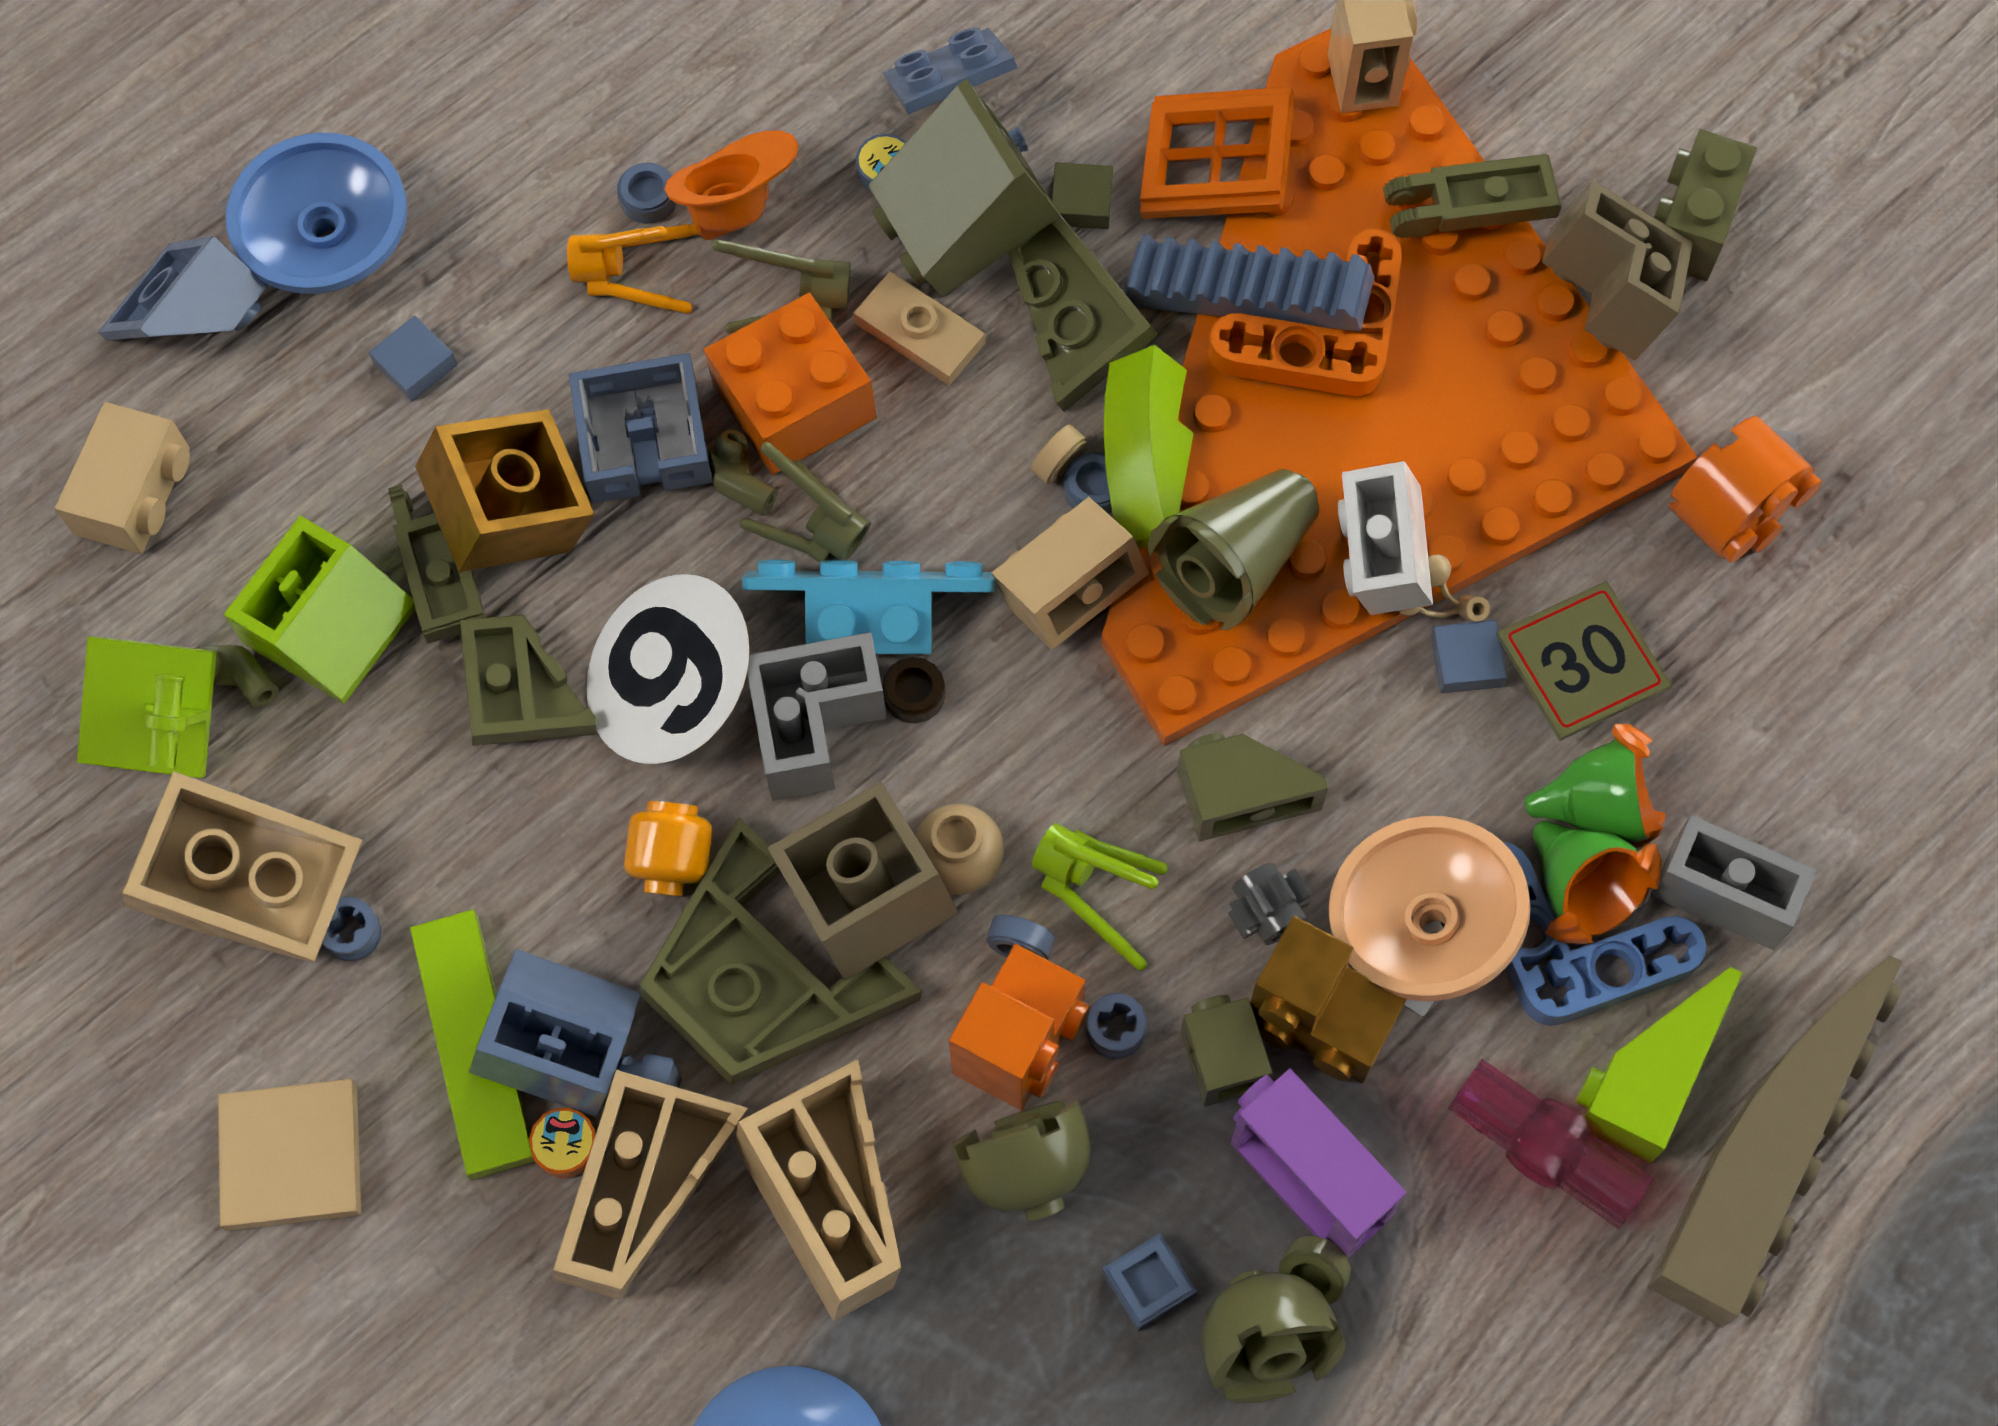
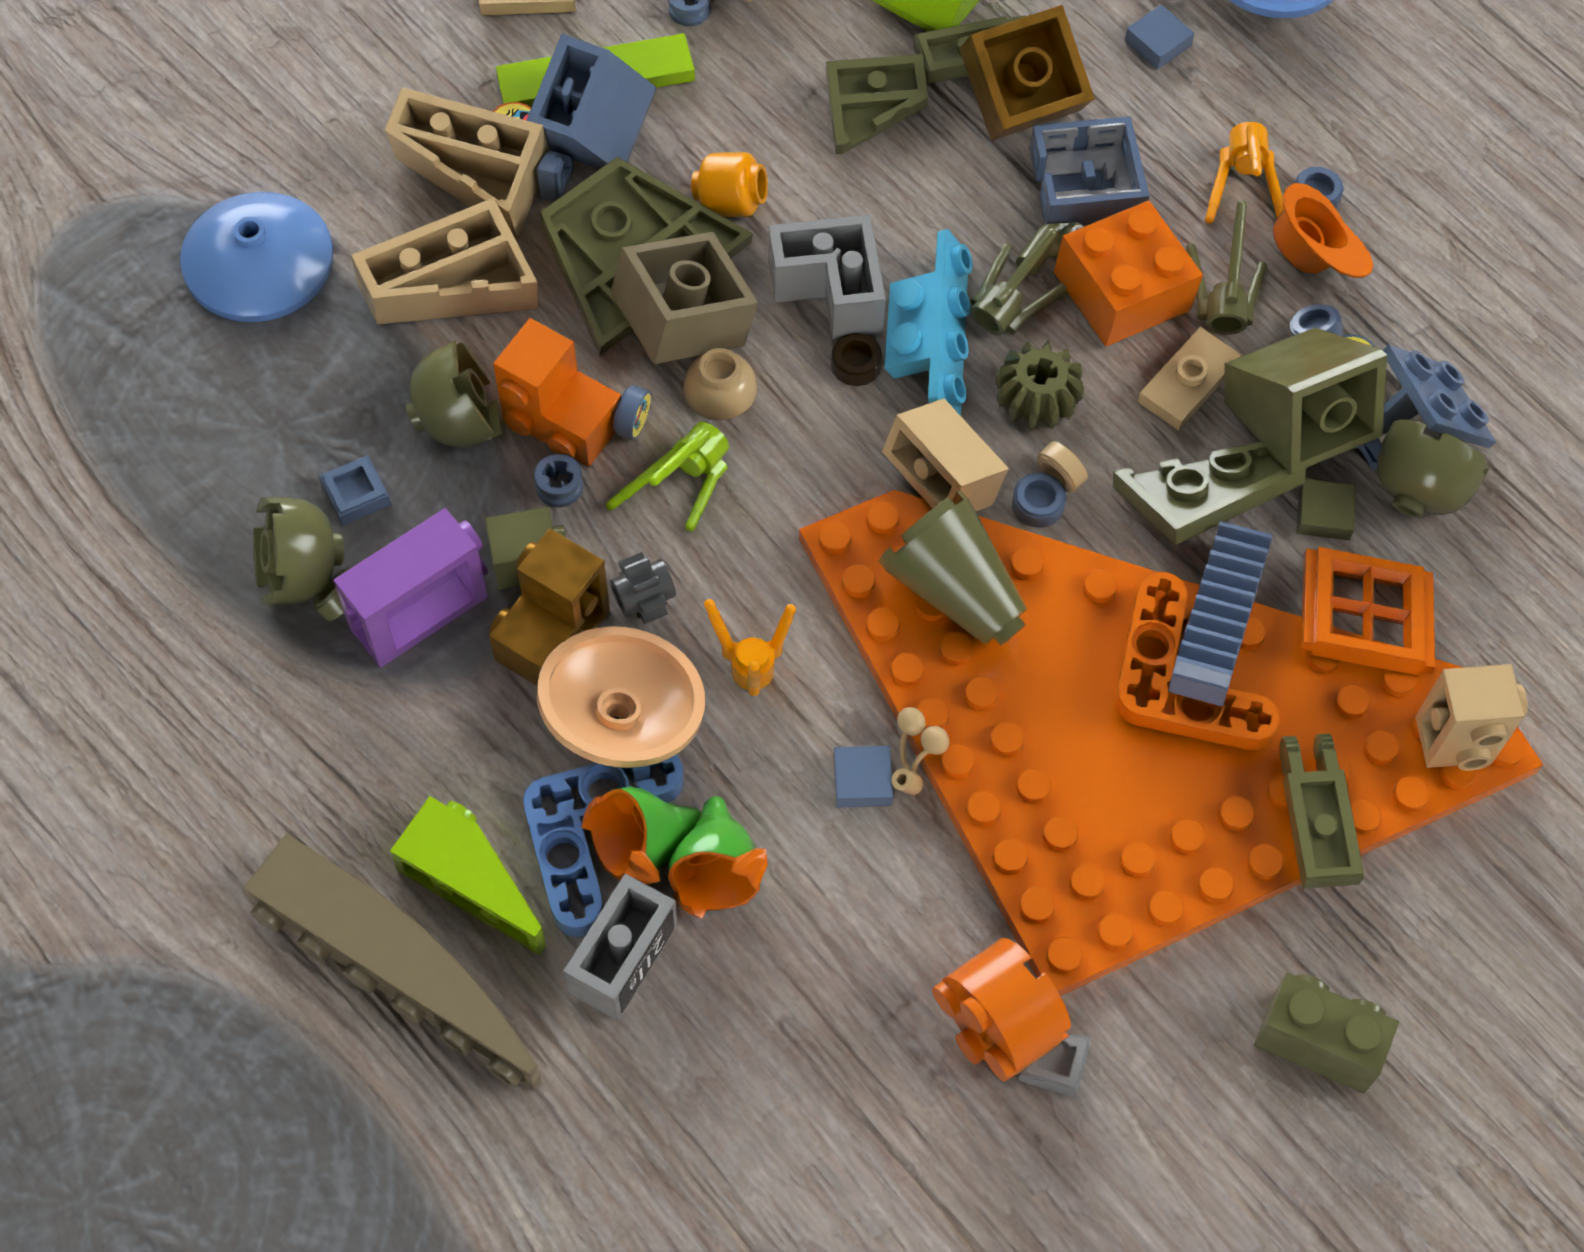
camera: 90 degrees right, 5 degrees down
(668, 669) = (874, 182): white sticker -> none
(846, 195) = (1317, 316): none -> sand blue tile
(925, 476) = (1039, 385): none -> olive gear
(1048, 86) = (1428, 471): none -> olive cylinder
(1144, 440) = (1065, 522): lime slope -> none
(1244, 785) = (750, 575): olive slope -> none
(1350, 772) = (752, 657): none -> light orange plant
(1385, 538) = (954, 684): white brick -> none
(1550, 1144) = (413, 776): clear pink piece -> none
(1583, 660) = (846, 860): olive piece -> none
(1627, 264) = (1250, 937): dark tan brick -> none

